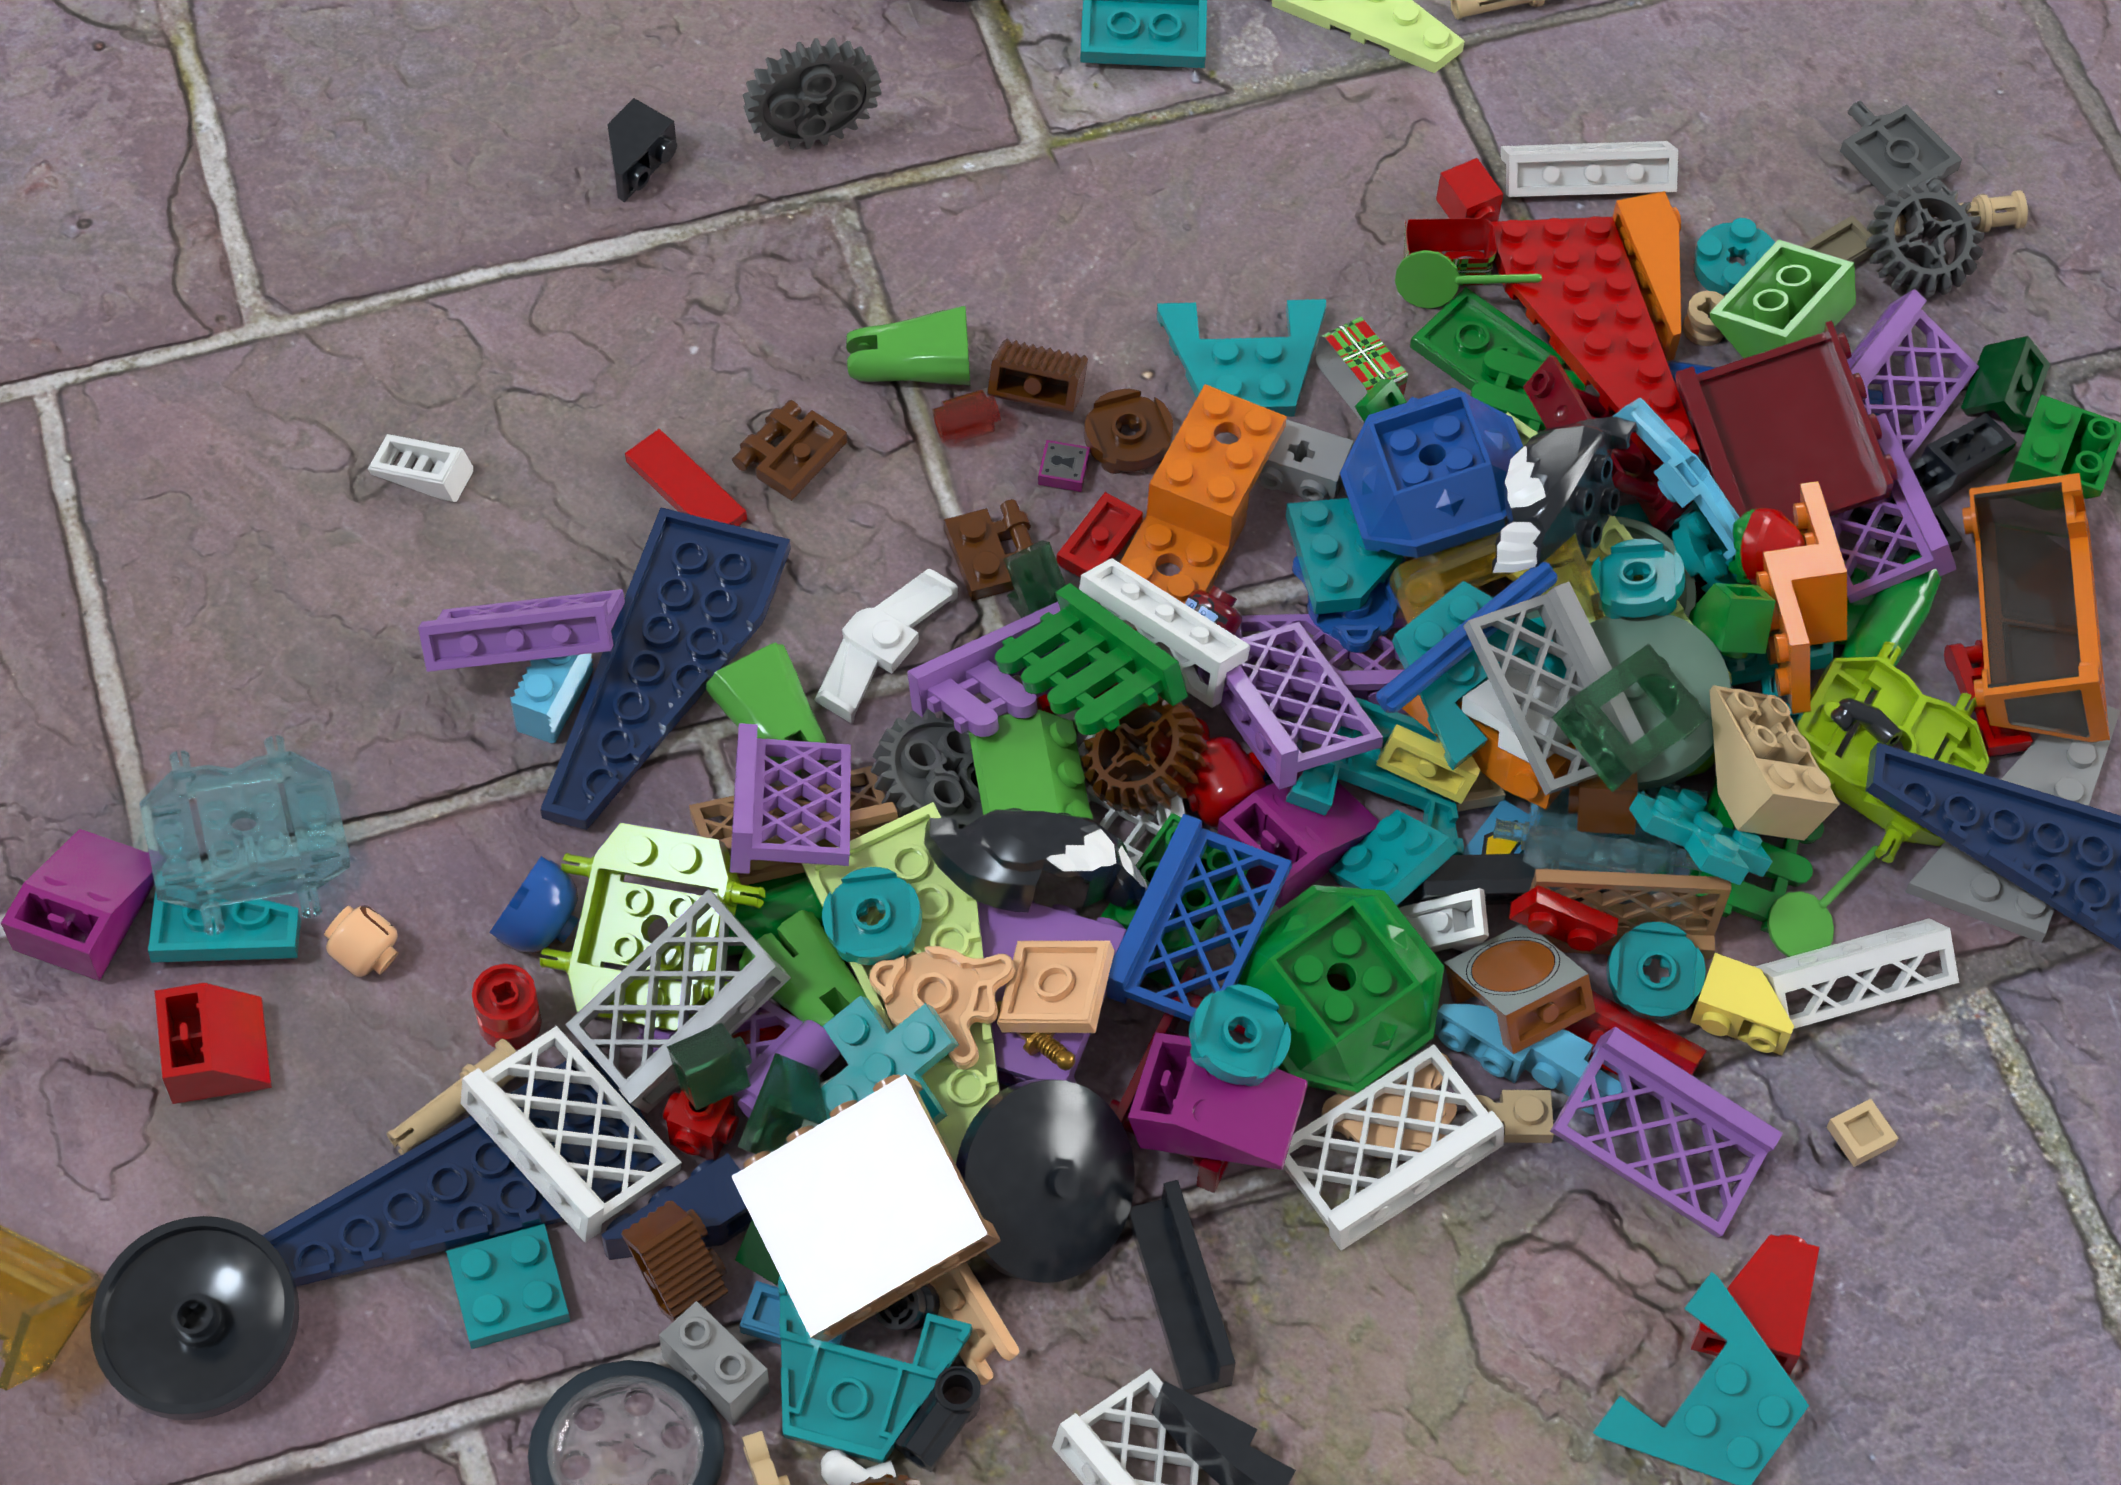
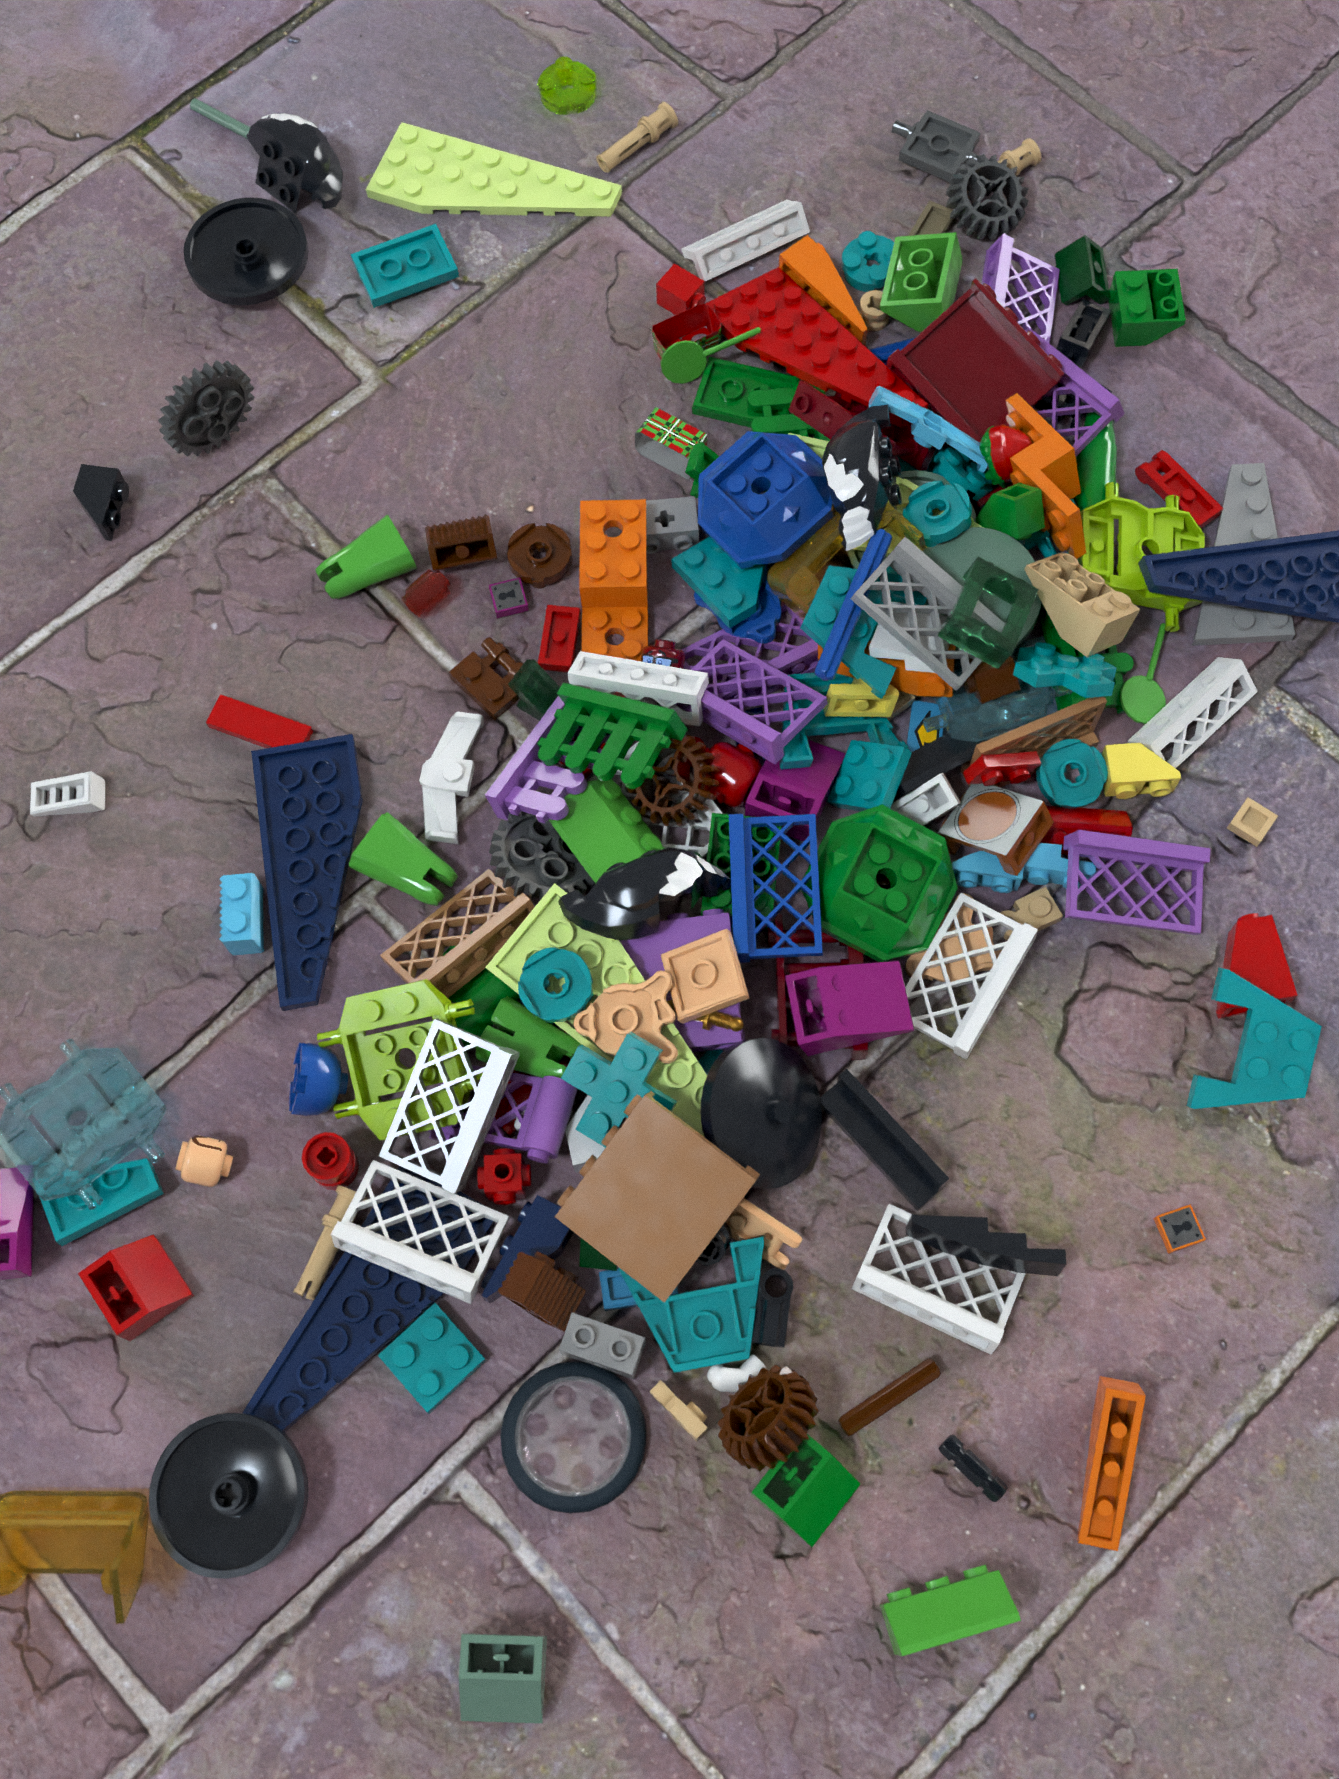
camera: 20 degrees left, 10 degrees up
(521, 630) = (202, 886): medium lavender fence -> none
(710, 1065) = (498, 1143): clear green brick -> none
(755, 798) = (430, 944): medium lavender fence -> none
(785, 1099) = (562, 1143): clear green slope -> none
(798, 456) = (327, 670): reddish brown plate -> none
(1224, 1057) = (833, 970): teal plate -> none
(1254, 369) = (598, 475): teal wing -> none
(1869, 717) = (1127, 540): black arm -> none
(2038, 609) = (1186, 418): clear smoke windscreen -> none

